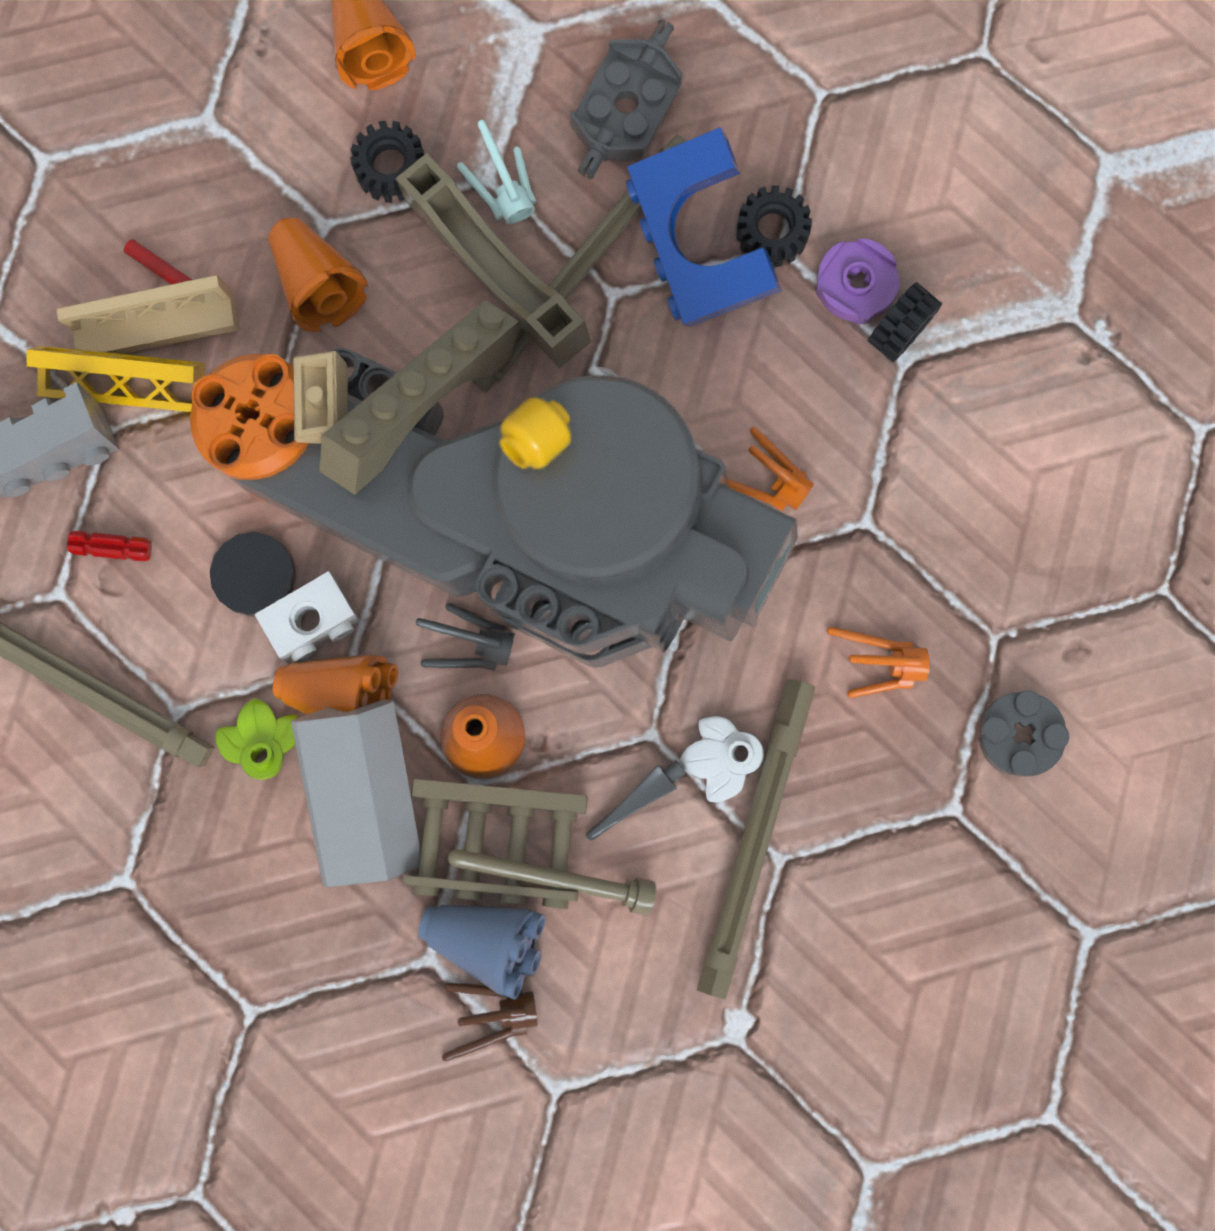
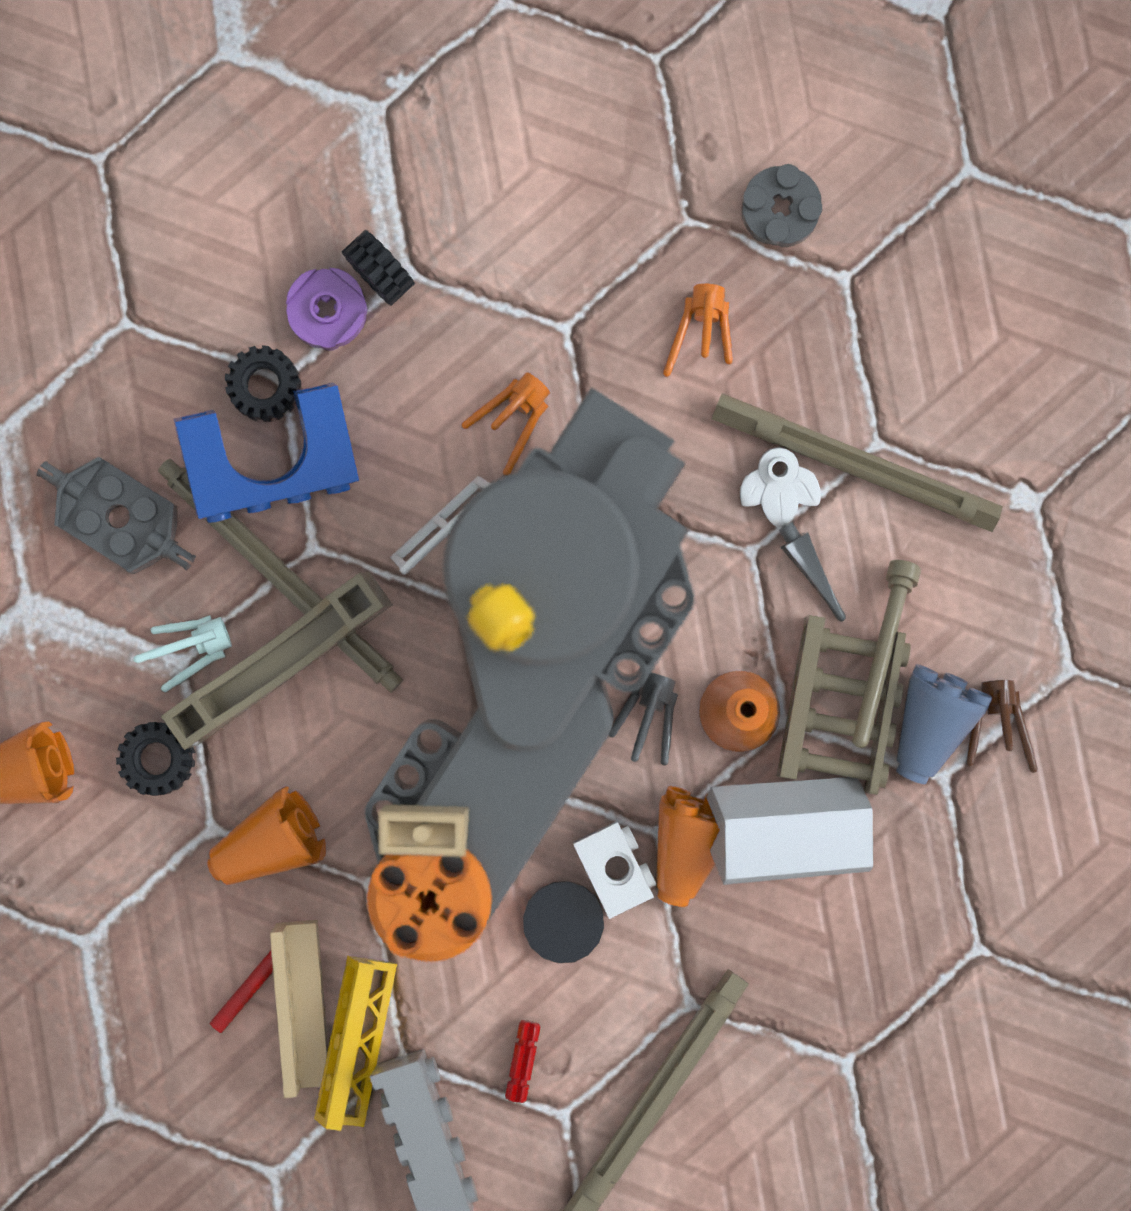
camera: 85 degrees left, 5 degrees up
(257, 733) = (719, 925): lime plate -> none
(371, 432) = (449, 766): dark tan arch -> none

